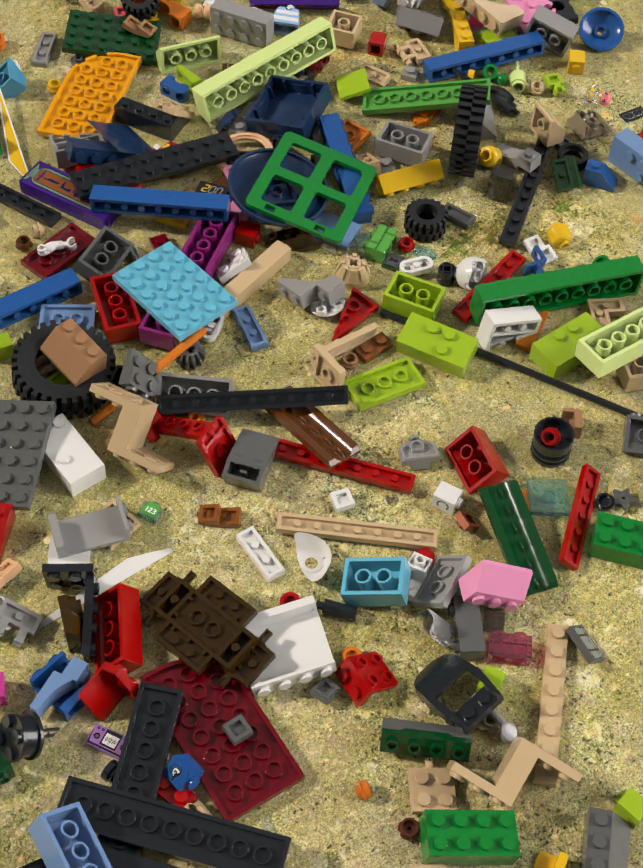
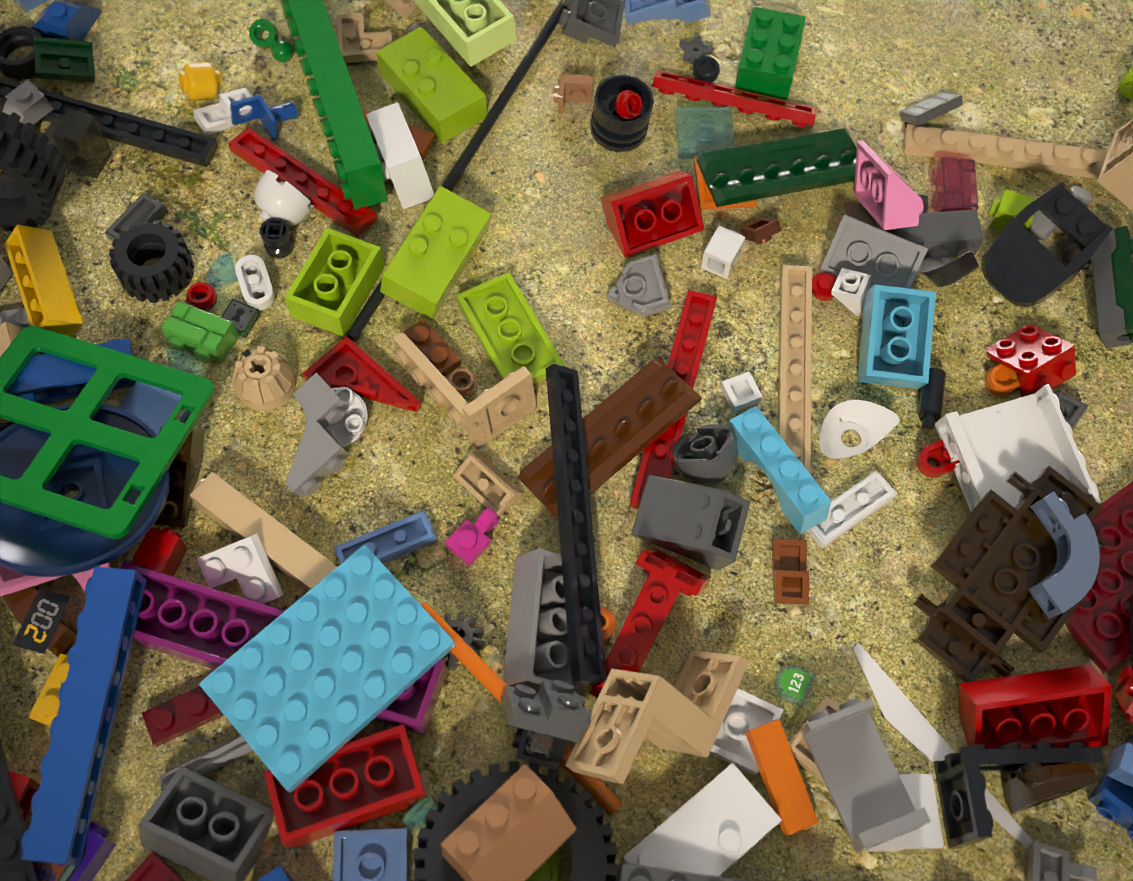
camera: 90 degrees left, 10 degrees up
(96, 494) = (781, 777): none -> orange tile
(127, 480) = (743, 714): none -> white plate
(207, 649) = (1076, 557): none -> sand blue arch
(251, 364) = (471, 540): none -> dark pink plate
(264, 514) = (796, 489): none -> medium azure arch
(286, 373) = (487, 483): none -> tan slope
(293, 471) = (707, 455): none -> dark grey cylinder

